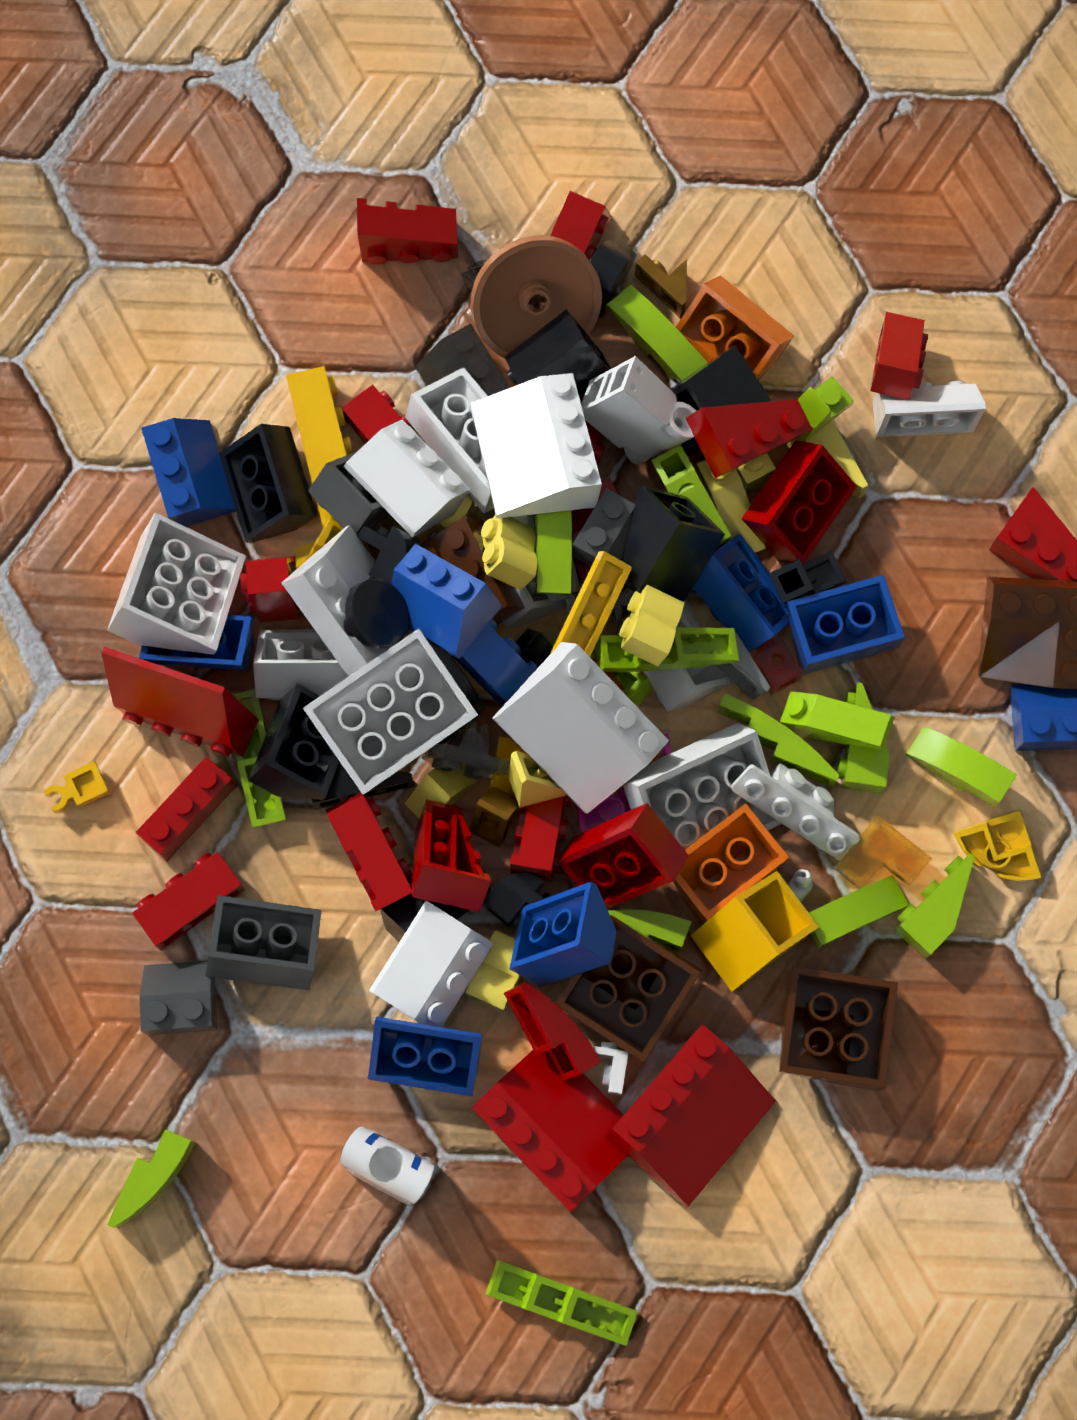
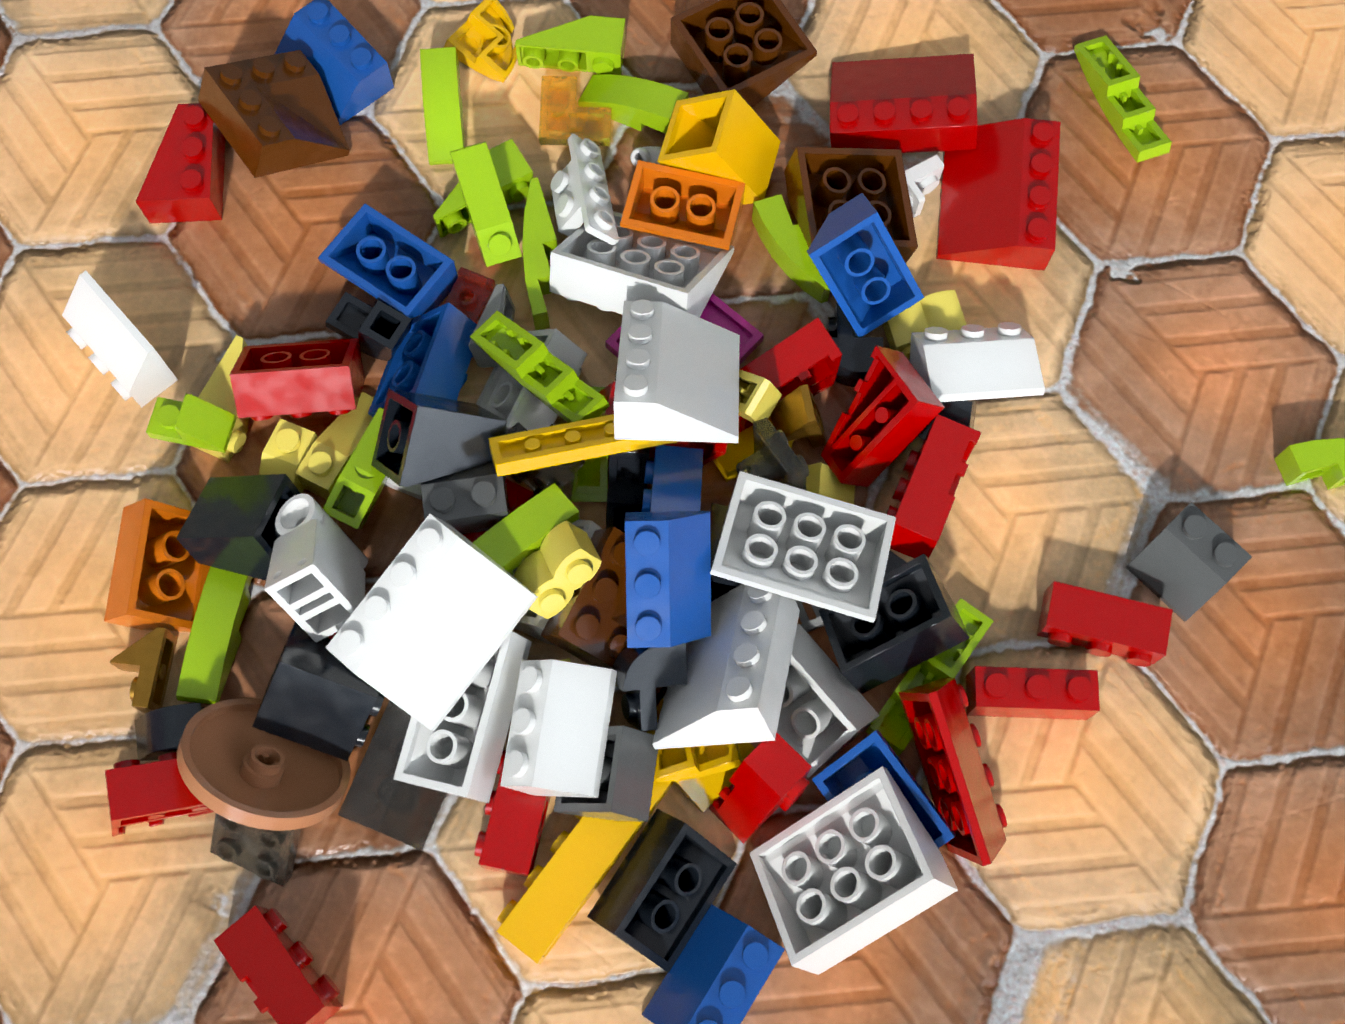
camera: 130 degrees left, 5 degrees down
(82, 786) = (1097, 812): yellow plate -> none
(263, 943) = (1082, 522): dark grey slope -> none
(376, 614) = (730, 622): black tile -> none
(387, 1165) = (1158, 269): white piece -> none
(424, 1056) = (1050, 316): blue slope -> none
(552, 1031) = (940, 234): red slope -> none
(625, 856) = (754, 274): red brick -> none
(651, 625) = (531, 380): light yellow brick -> none
(744, 432) = (269, 445): red wedge -> none
(899, 356) = (80, 392): red brick -> none

